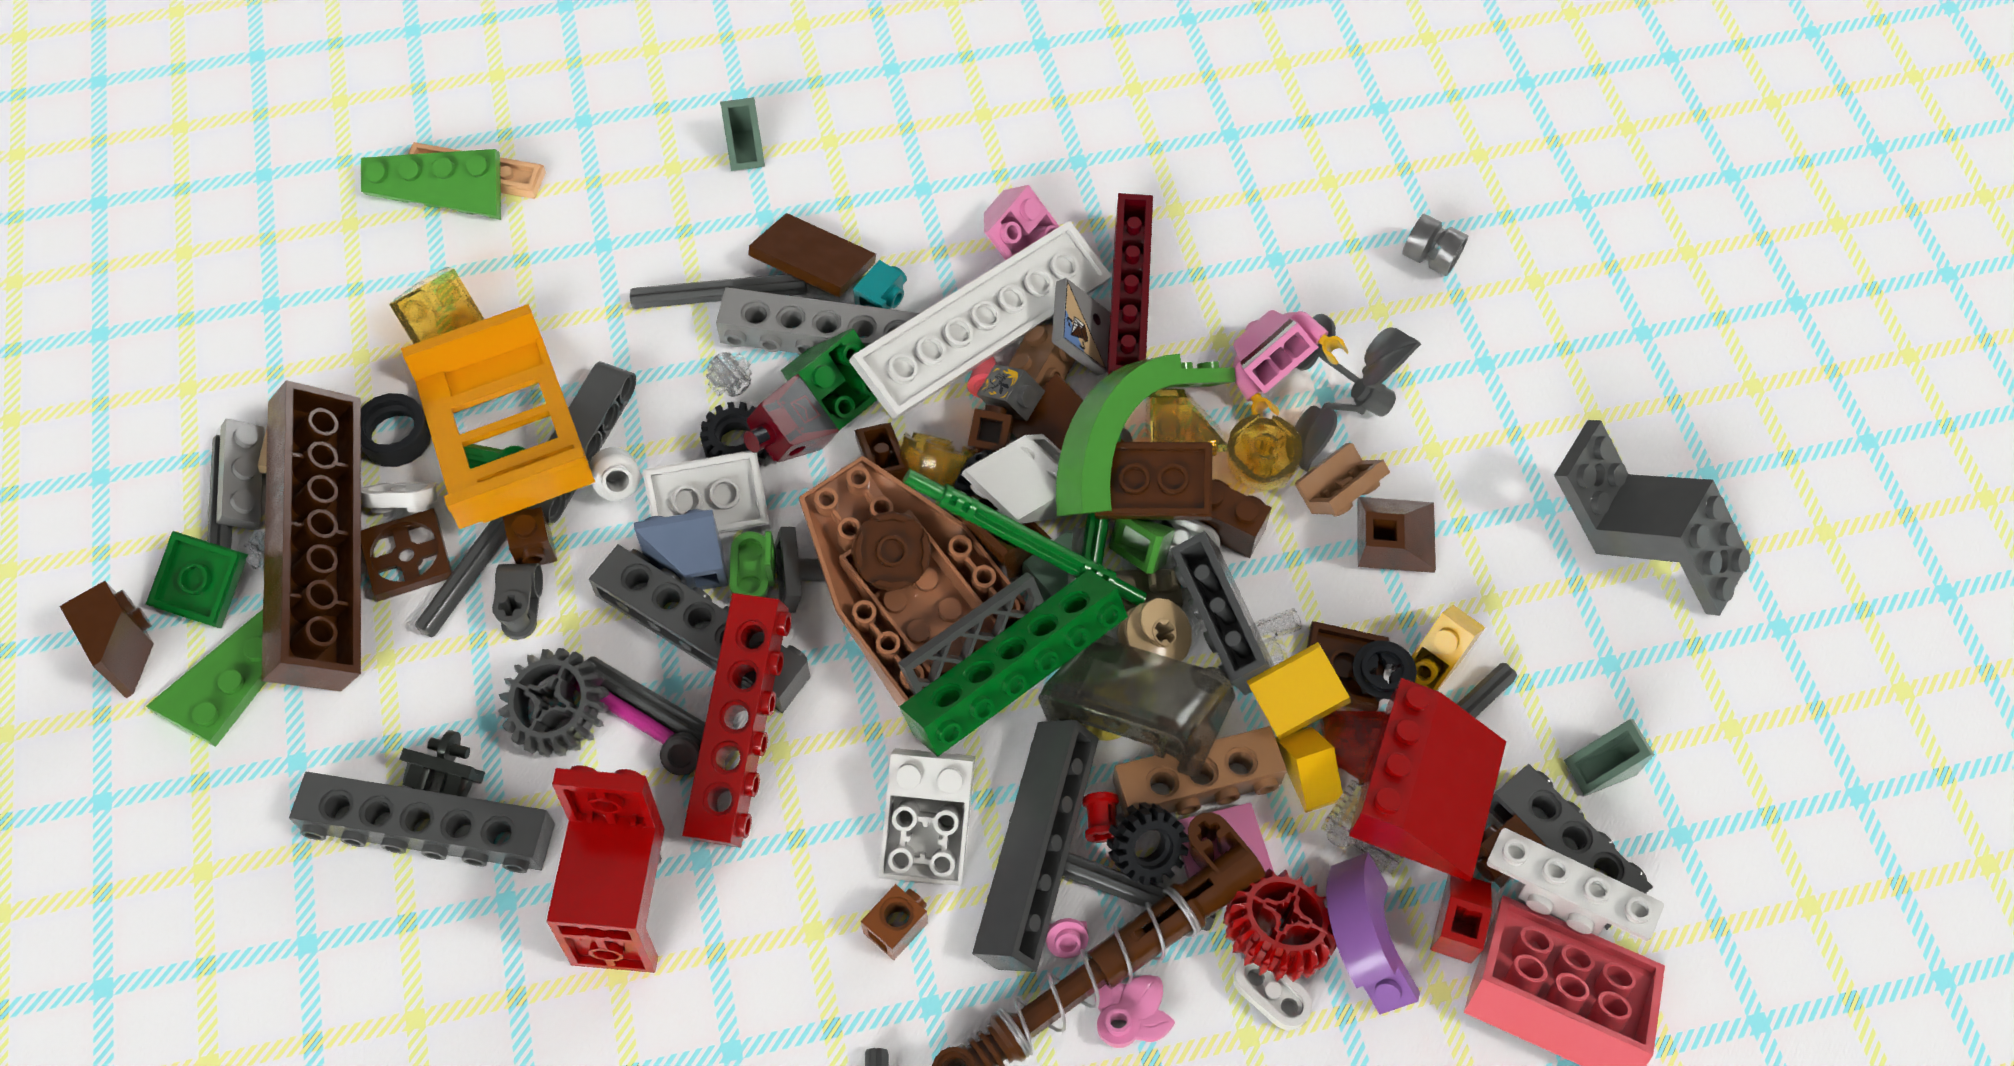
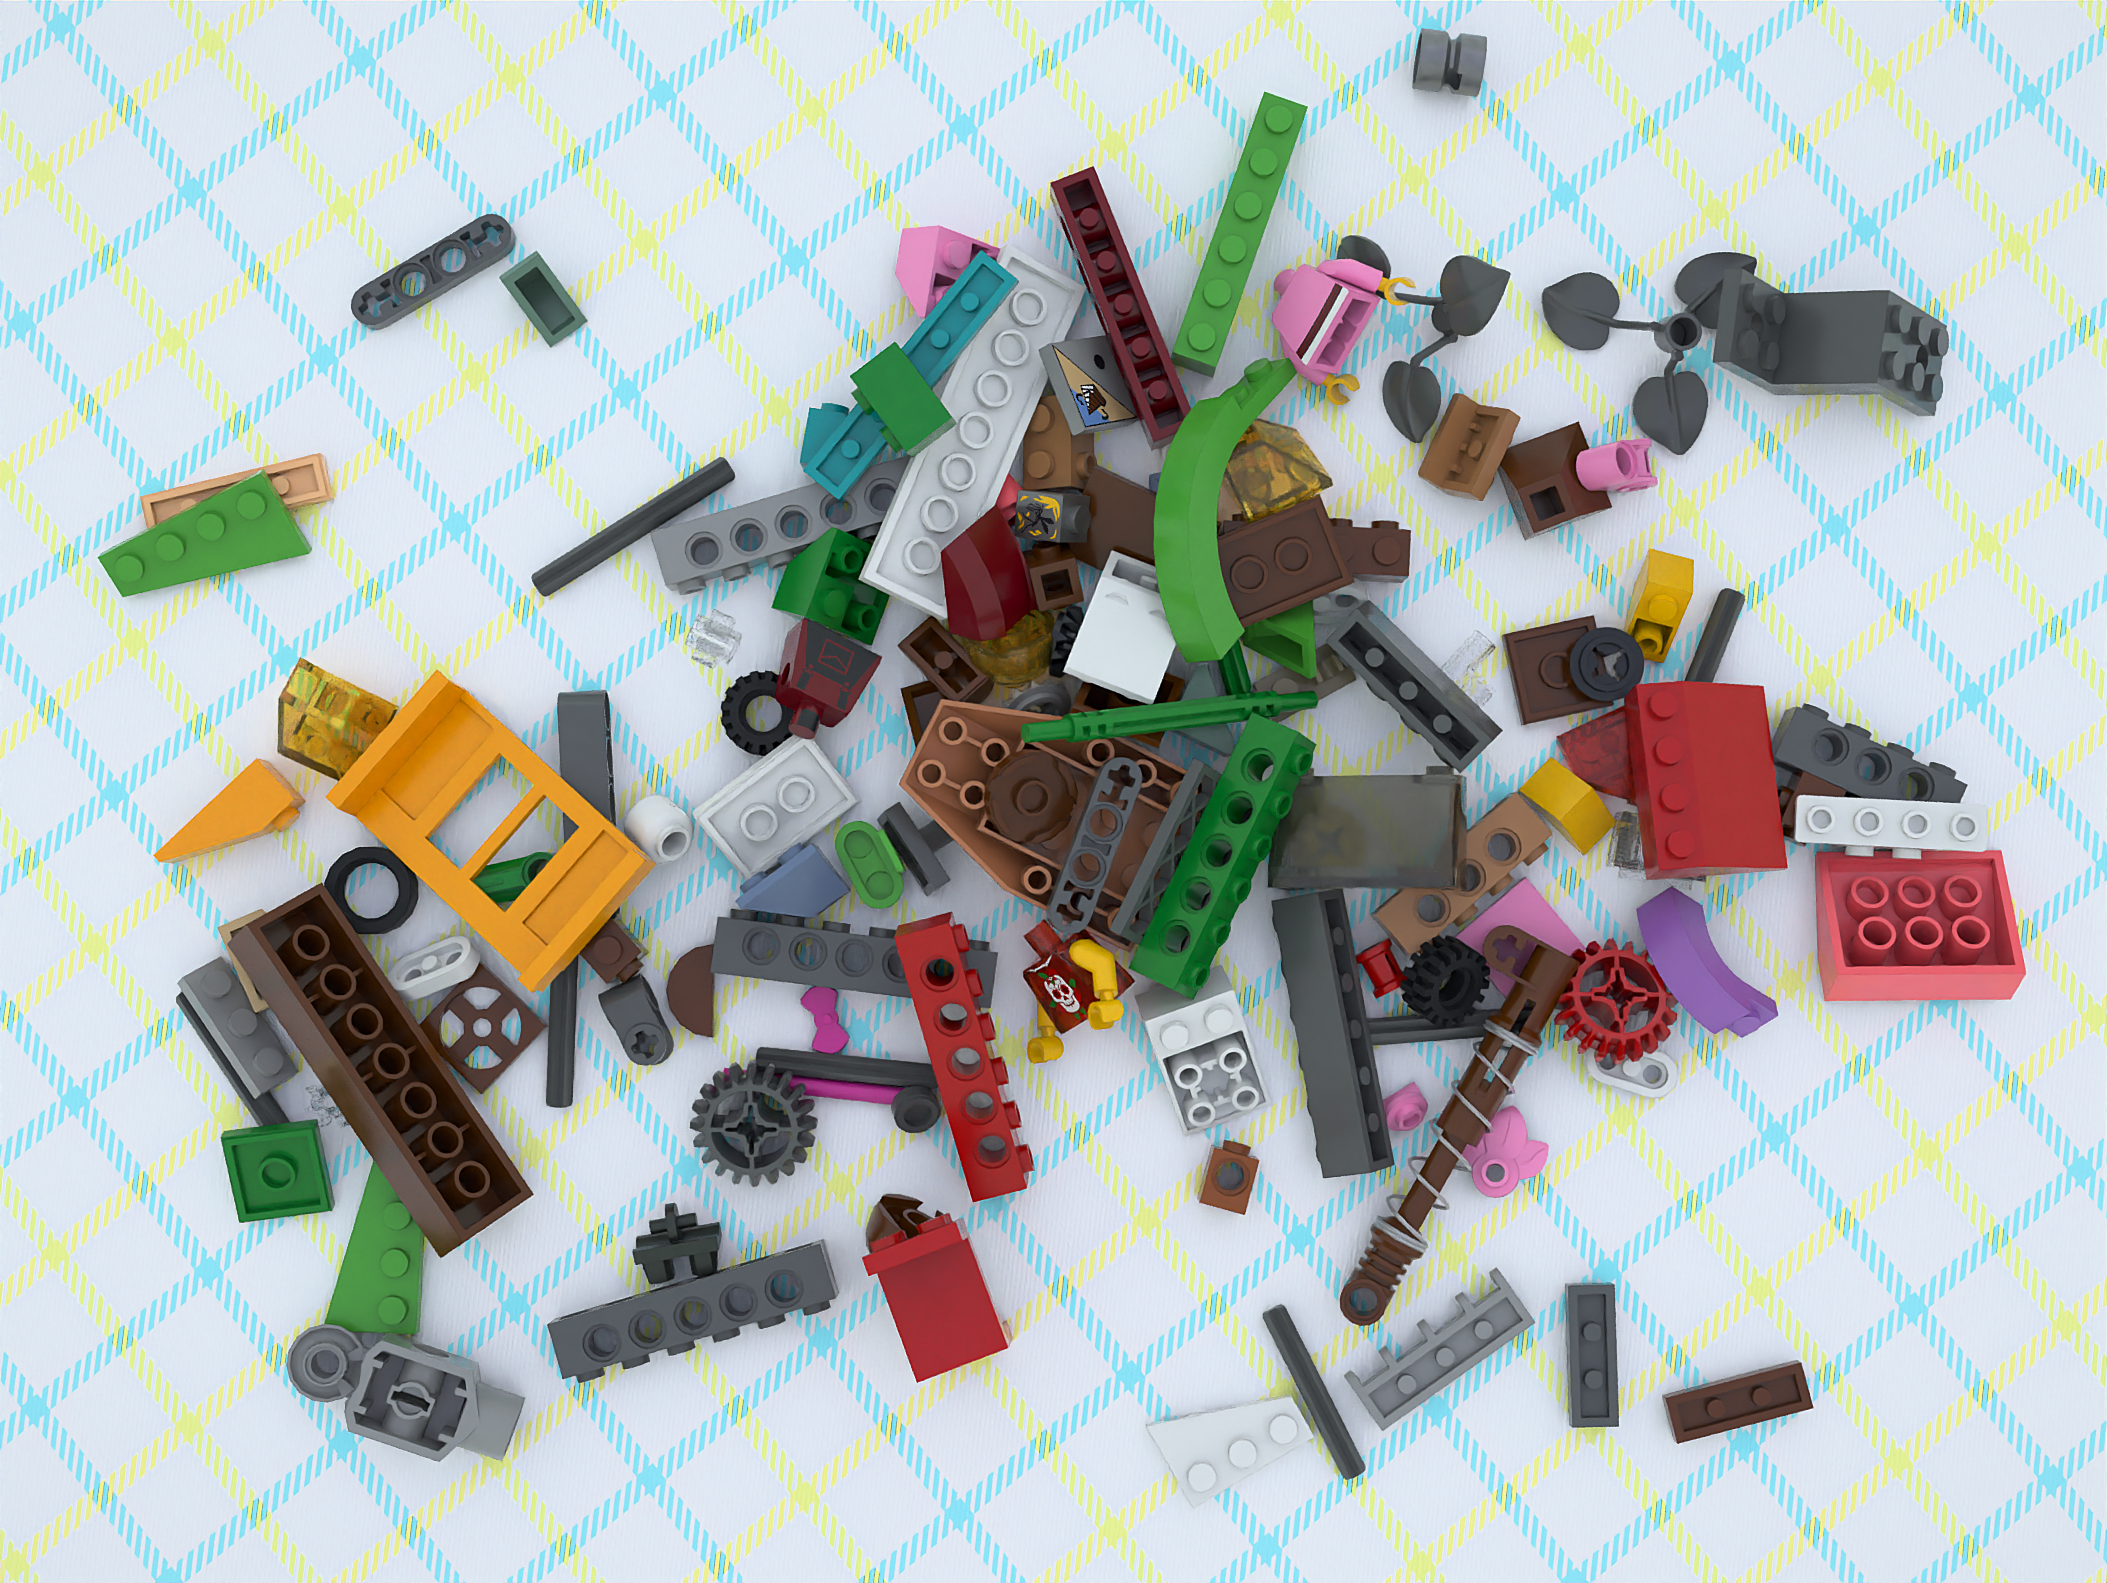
camera: 30 degrees left, 25 degrees up
(111, 634) = (241, 1285): reddish brown slope -> none
(172, 777) = (406, 1393): none -> light grey brick
(338, 343) = (244, 810): none -> light orange slope
(569, 599) = (692, 991): none -> reddish brown tile
(658, 649) = (830, 1034): none -> dark pink piece
(683, 94) = (437, 279): none -> dark grey beam
(812, 254) = (719, 428): reddish brown tile -> none
(852, 708) = (1071, 983): none -> torso
(916, 600) = (1101, 848): none -> dark grey beam
(940, 398) = (986, 580): none -> dark red slope
(943, 260) = (902, 401): none -> green brick
(957, 260) = (932, 352): none -> teal plate
(1157, 628) = (1348, 736): tan piece -> none
(1235, 284) = (1238, 234): none -> bright green brick
(1263, 452) = (1372, 458): clear yellow cylinder -> none
(1299, 691) = (1536, 748): yellow slope -> none
(1452, 538) = (1616, 466): none -> bright pink piece
(1463, 919) = (1790, 904): red slope -> none
(1505, 524) = (1668, 407): none -> dark grey plant
(1610, 758) = (1874, 653): sand green slope -> none

